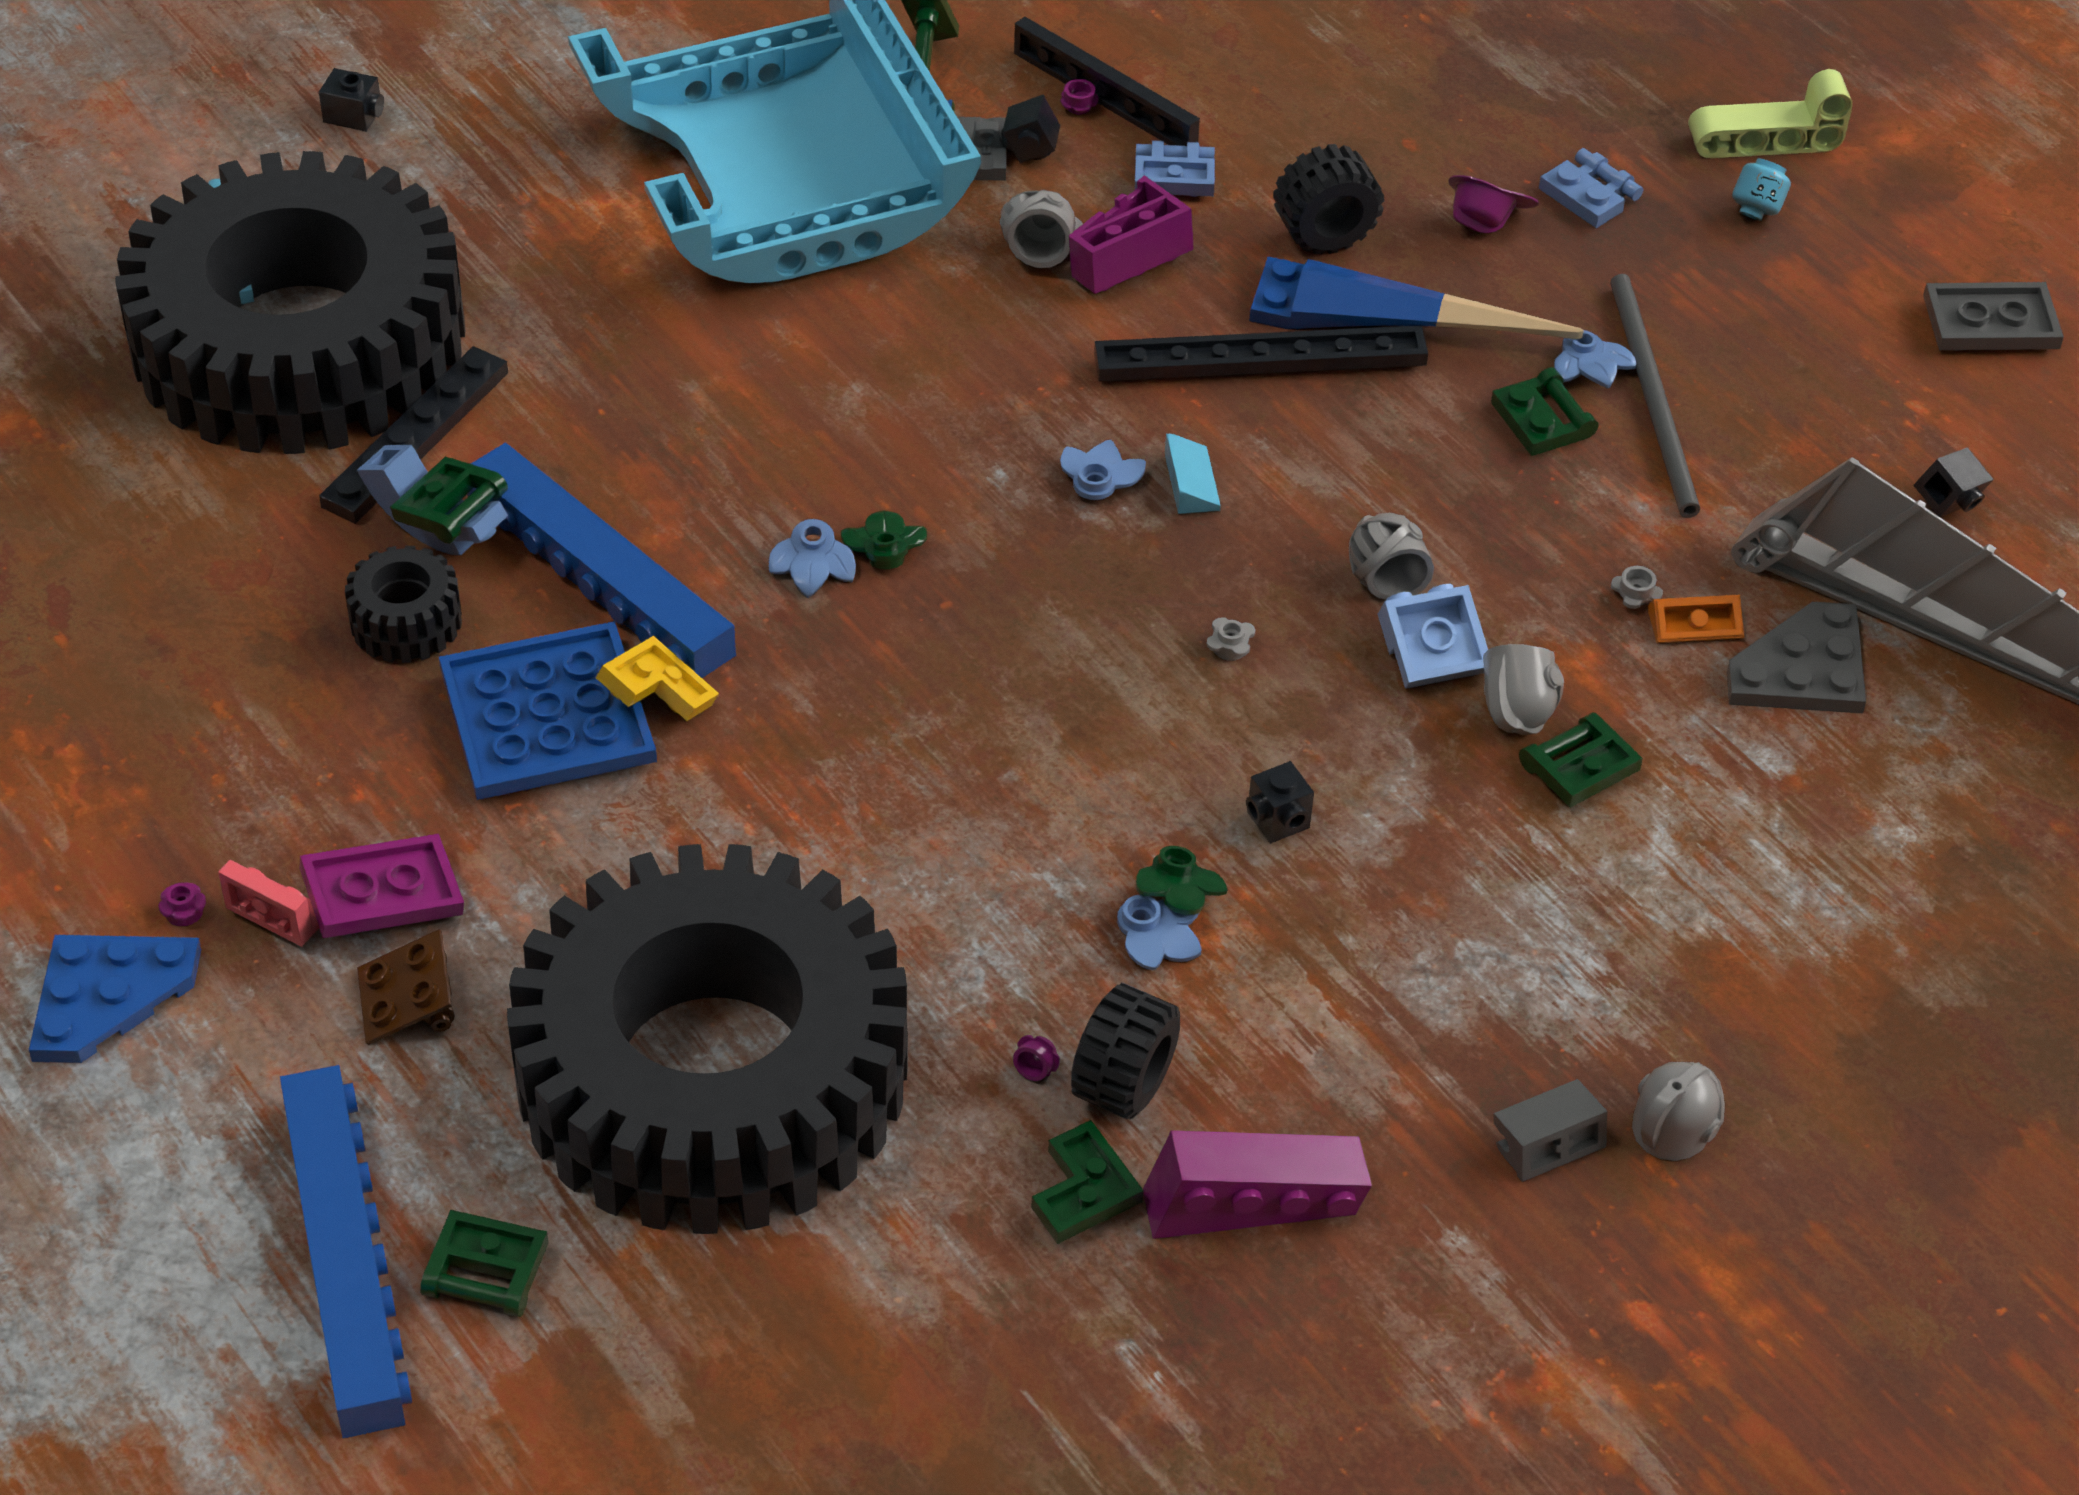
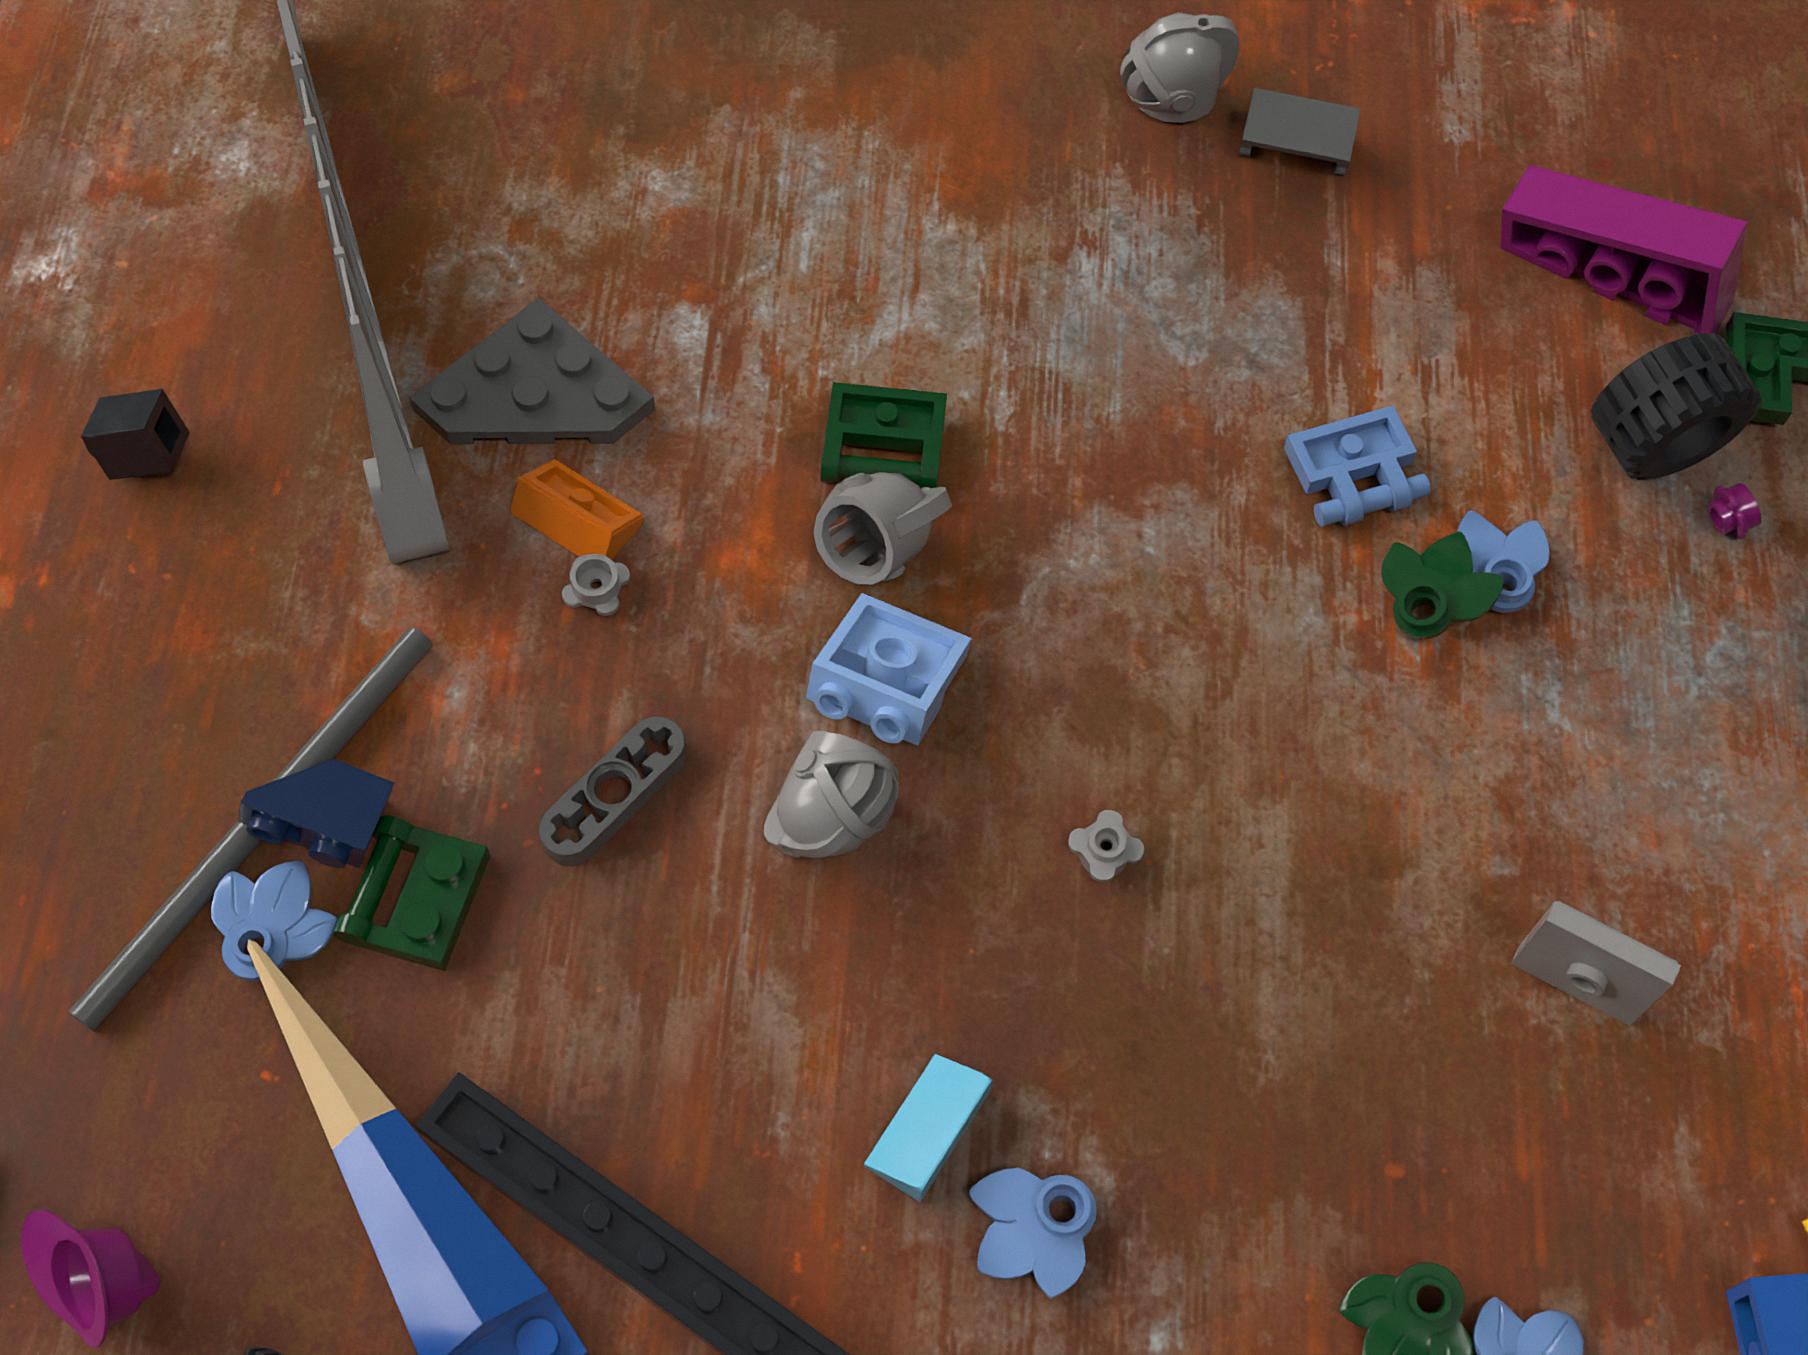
camera: 140 degrees left, 15 degrees up
(921, 712) = (1595, 963): none -> light grey plate
(1280, 802) = (1256, 590): black brick -> none
(1303, 935) = (1353, 450): none -> medium blue plate
(1499, 521) = (570, 812): none -> dark grey beam
(1623, 396) = (320, 808): none -> dark blue slope

